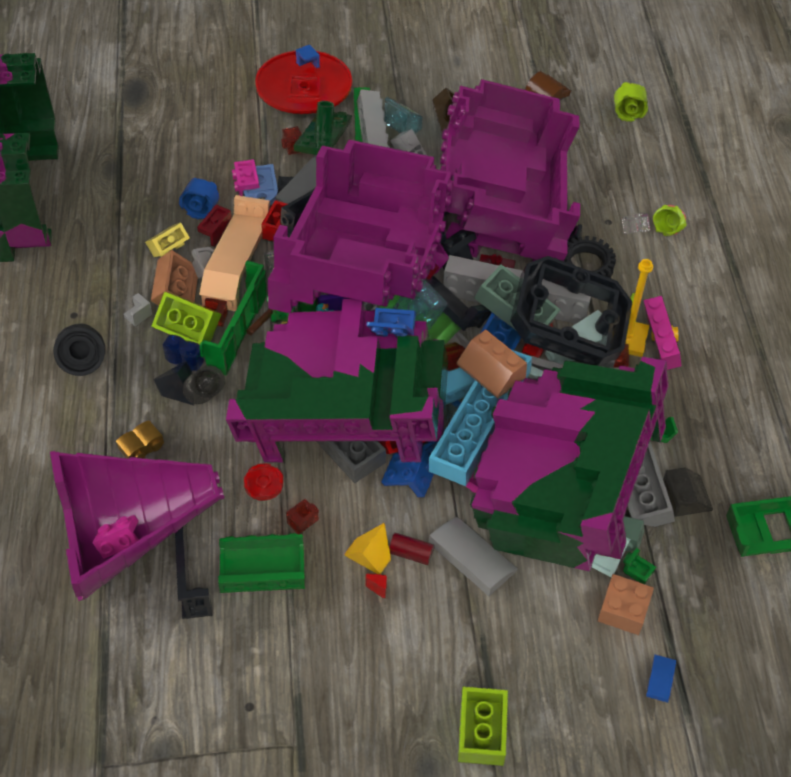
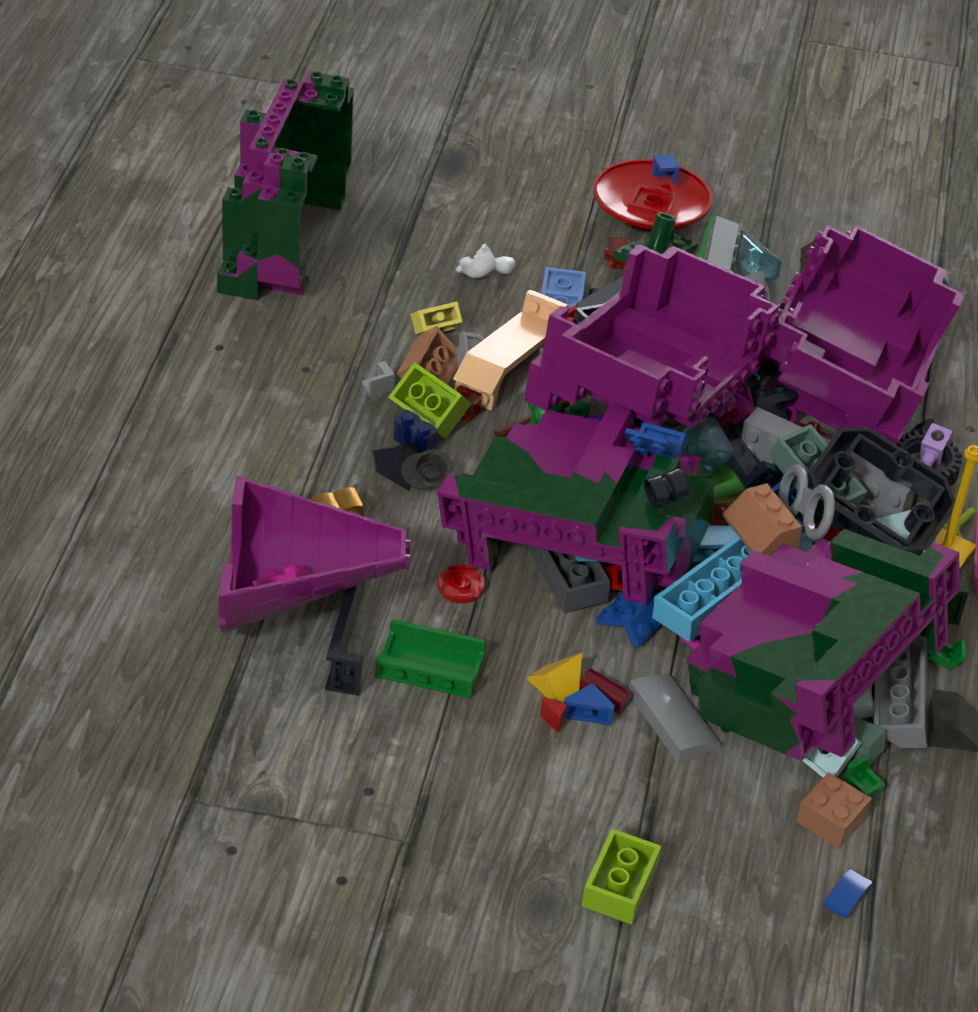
camera: 15 degrees right, 10 degrees down
(79, 349) = (300, 398): black piece -> none
(187, 174) = (485, 263): none -> white animal
(199, 198) = (487, 284): blue brick -> none
(215, 224) = (496, 313): dark red panel -> none
(224, 353) = (472, 433): green piece -> none
(246, 176) = (548, 275): dark pink bracket -> none
(302, 516) = (492, 625): clear red brick -> none
(404, 568) = (589, 706): none -> blue slope
(420, 369) = (668, 487): none -> black wheel
(522, 337) = (807, 501): none -> light grey bar
(547, 85) = (956, 273): reddish brown brick -> none
(590, 252) = (932, 450): none -> lavender bracket

